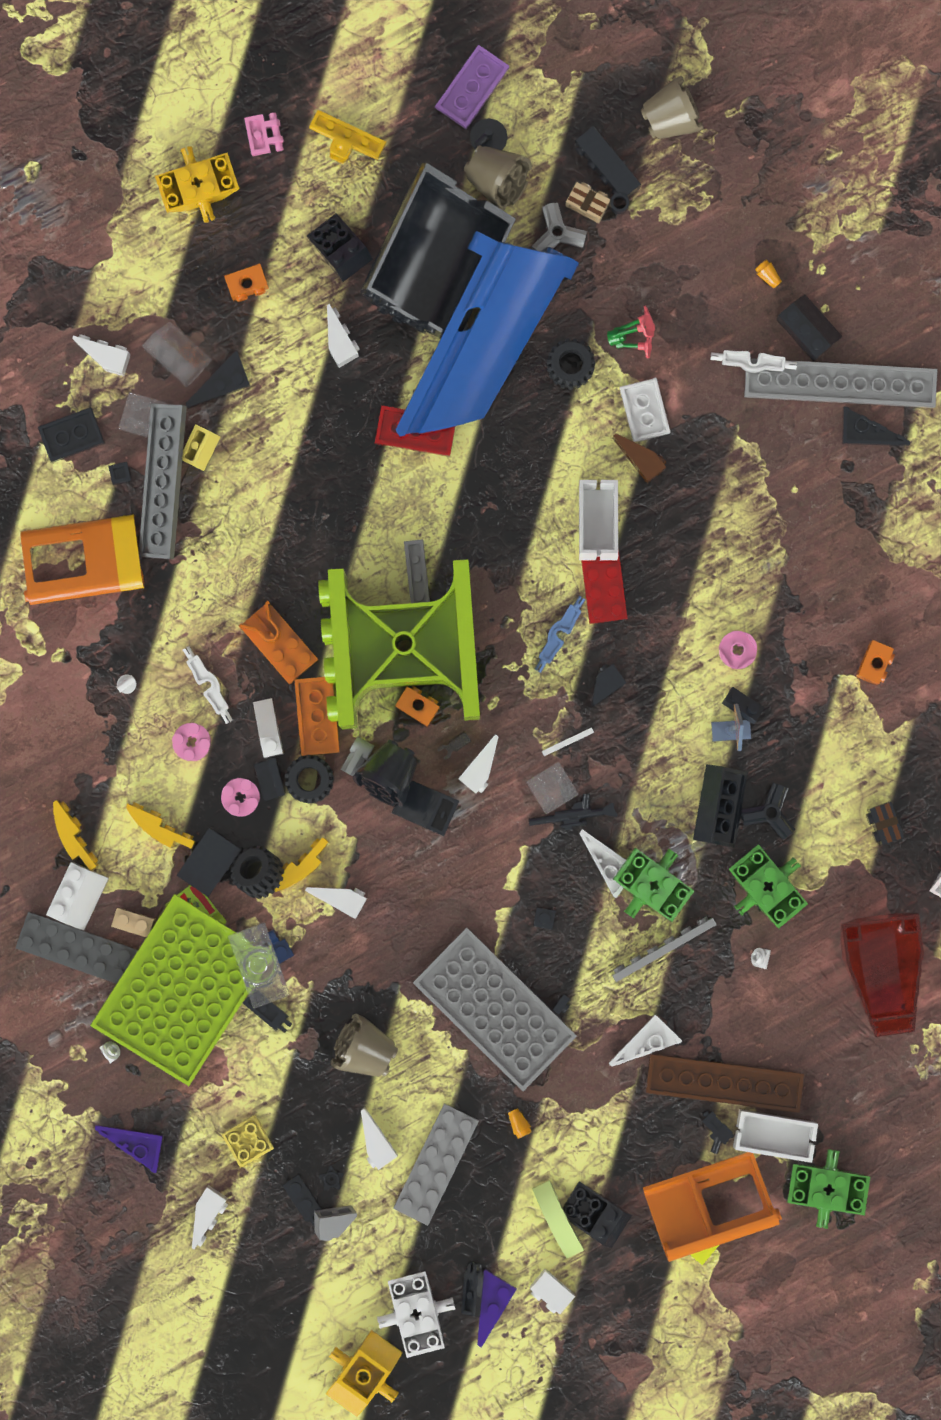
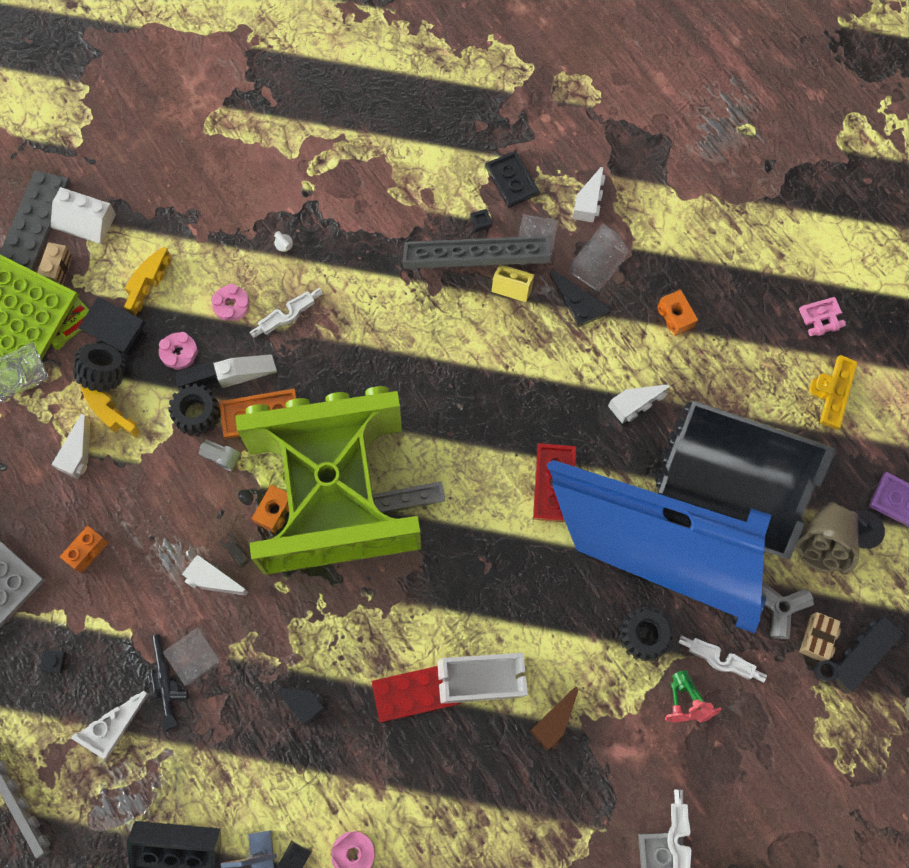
camera: 80 degrees right, 15 degrees down
(67, 830) = (143, 203): yellow slope -> none
(109, 558) = (397, 216): orange piece -> none
(215, 179) = (762, 260): yellow slope -> none
(278, 643) = (331, 371): orange plate -> none
(281, 947) = (28, 399): dark blue plate -> none
(340, 247) = (728, 391): black slope -> none
(388, 773) = (200, 483): black cone -> none
(427, 808) = (167, 527): black slope -> none
(441, 888) = (84, 549): none -> orange brick
(565, 625) = (367, 654): medium blue piece -> none
(568, 741) = (240, 663): white sticker -> none
(594, 305) = (732, 663): none -> white piece
(644, 410) = (608, 721): white tile -> none
(666, 892) = (82, 778): bright green slope -> none
(768, 273) = (781, 849): light orange cone -> none

